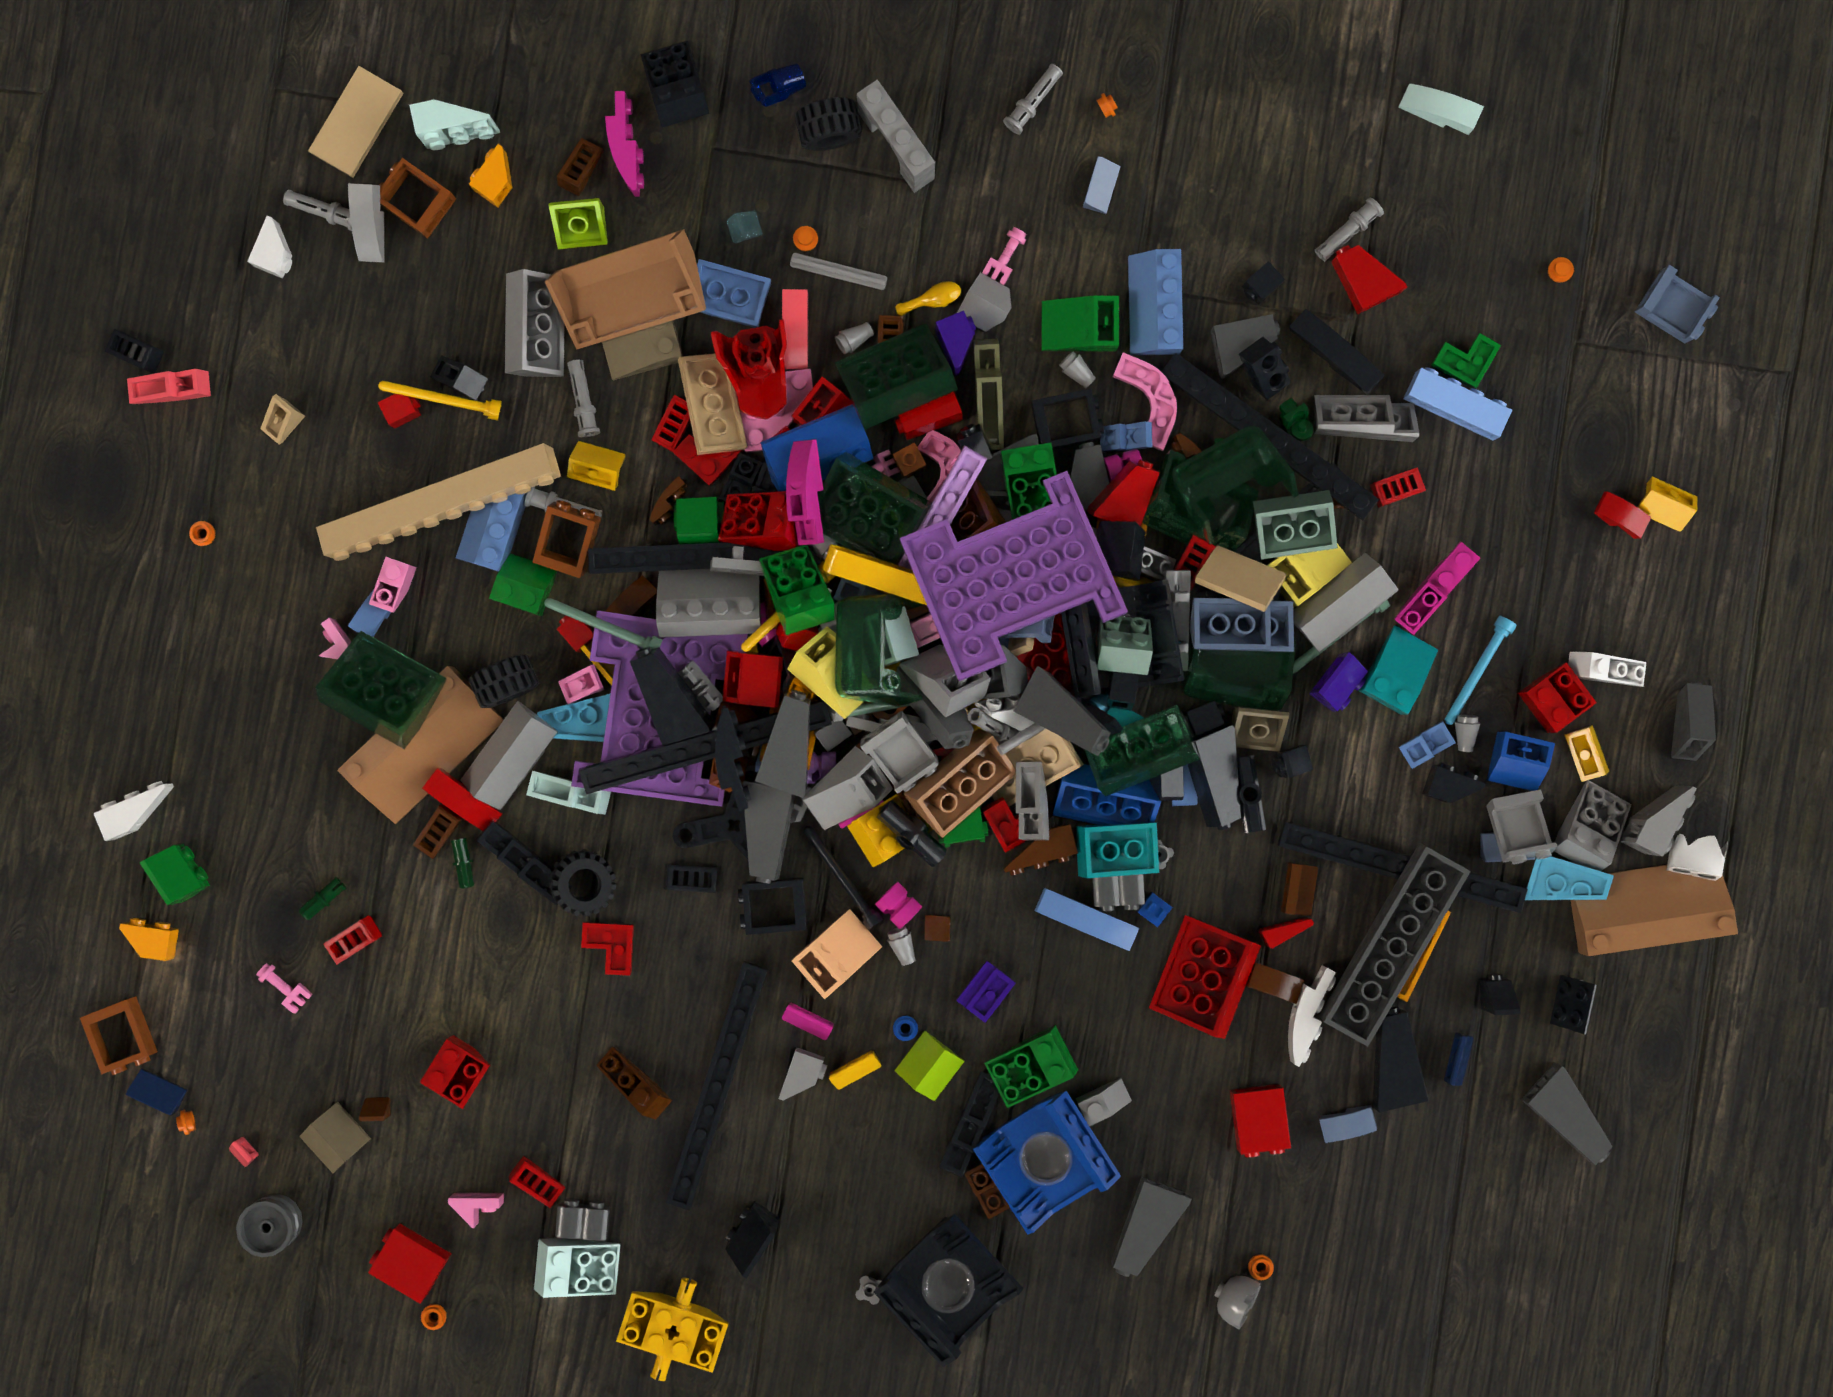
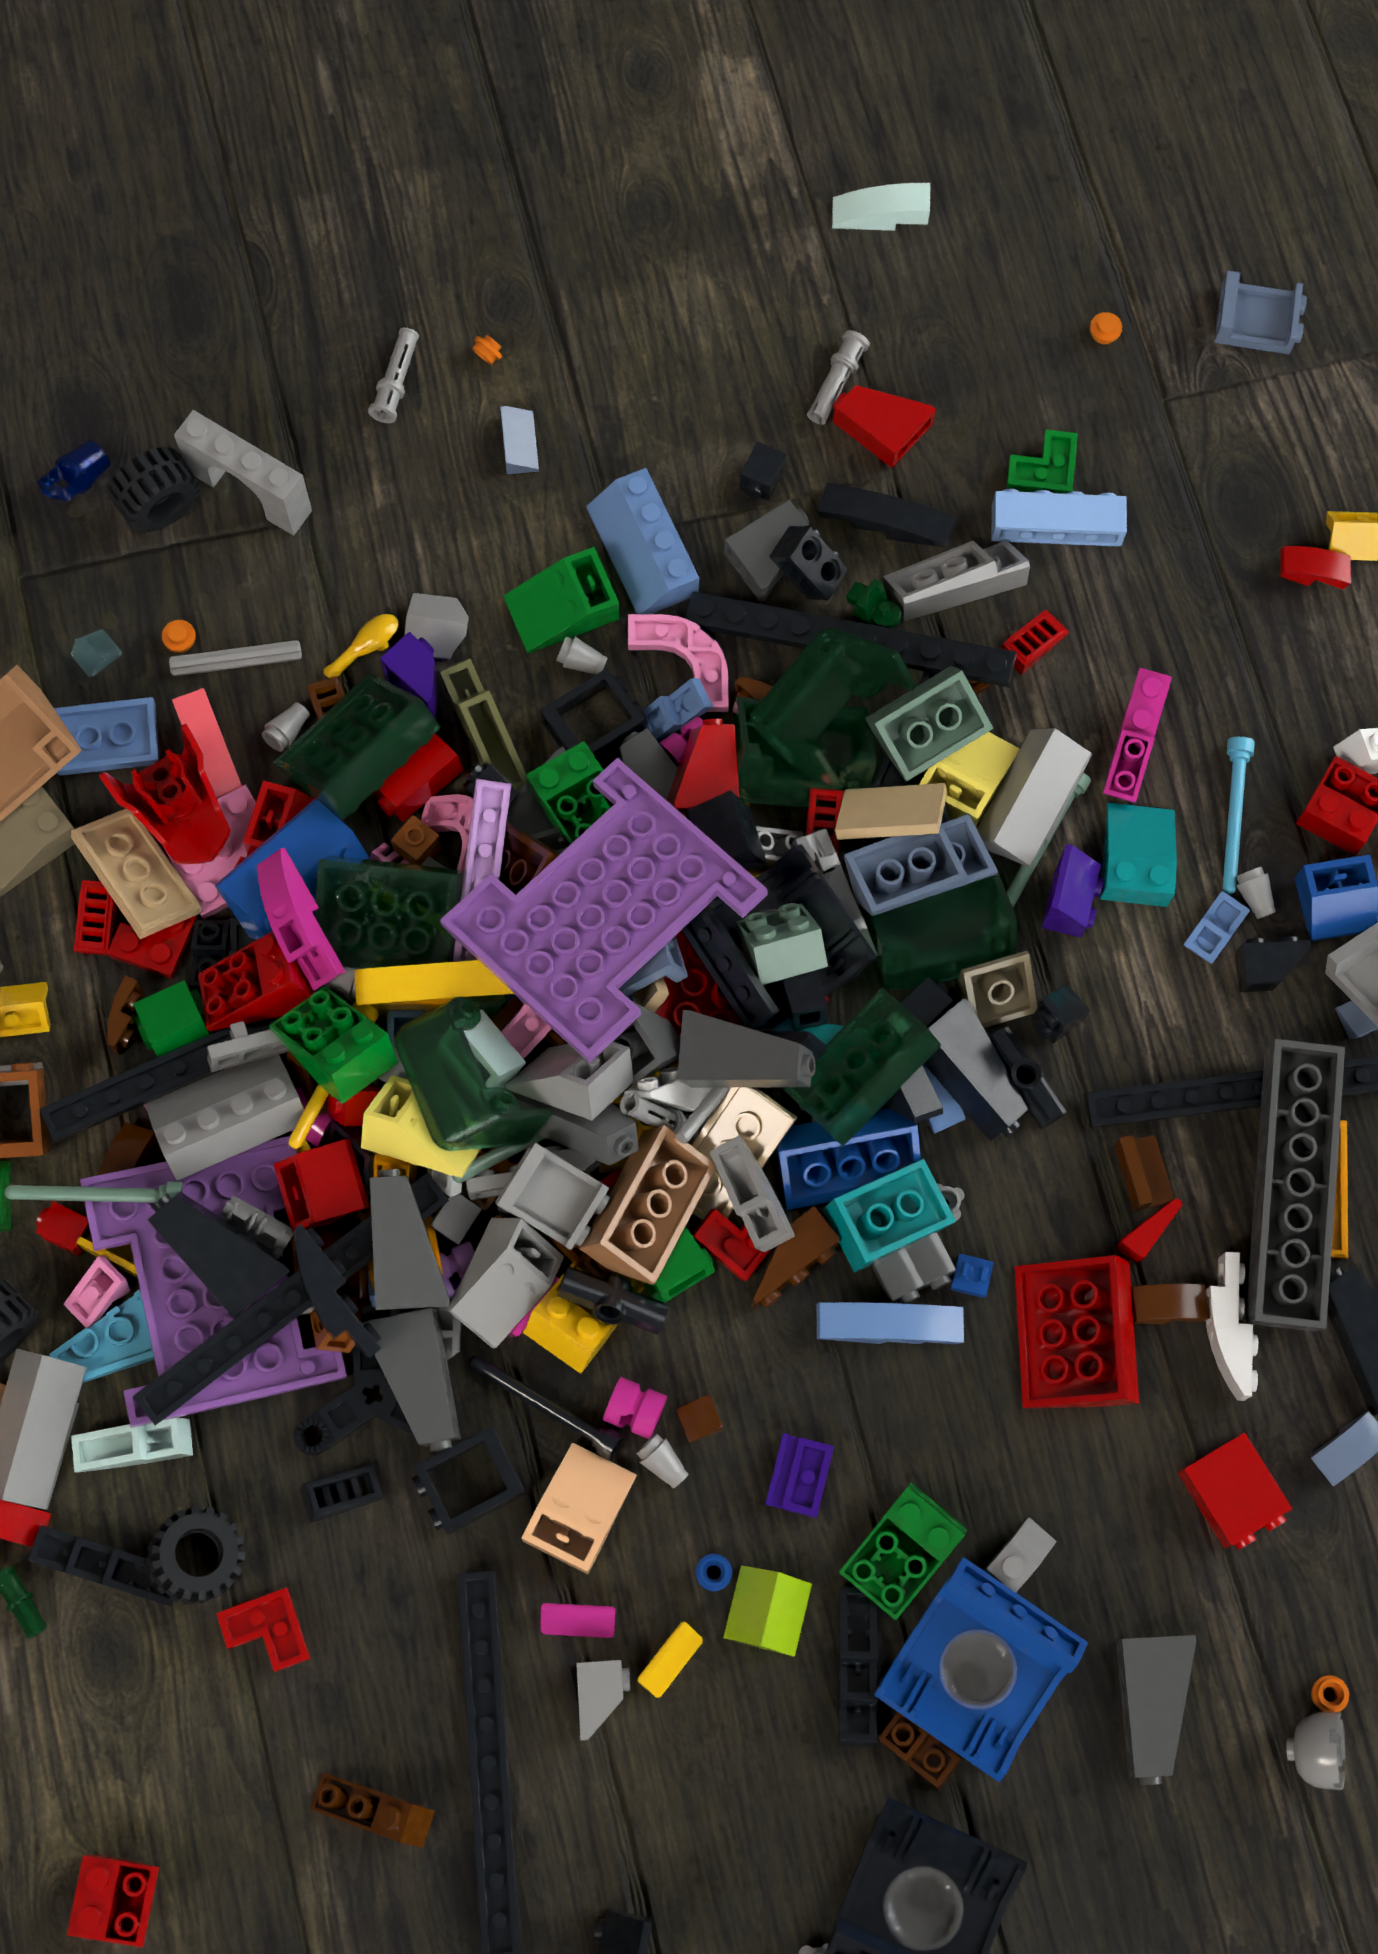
camera: 20 degrees left, 15 degrees down
(1016, 237) = (440, 535): bright pink hinge -> none

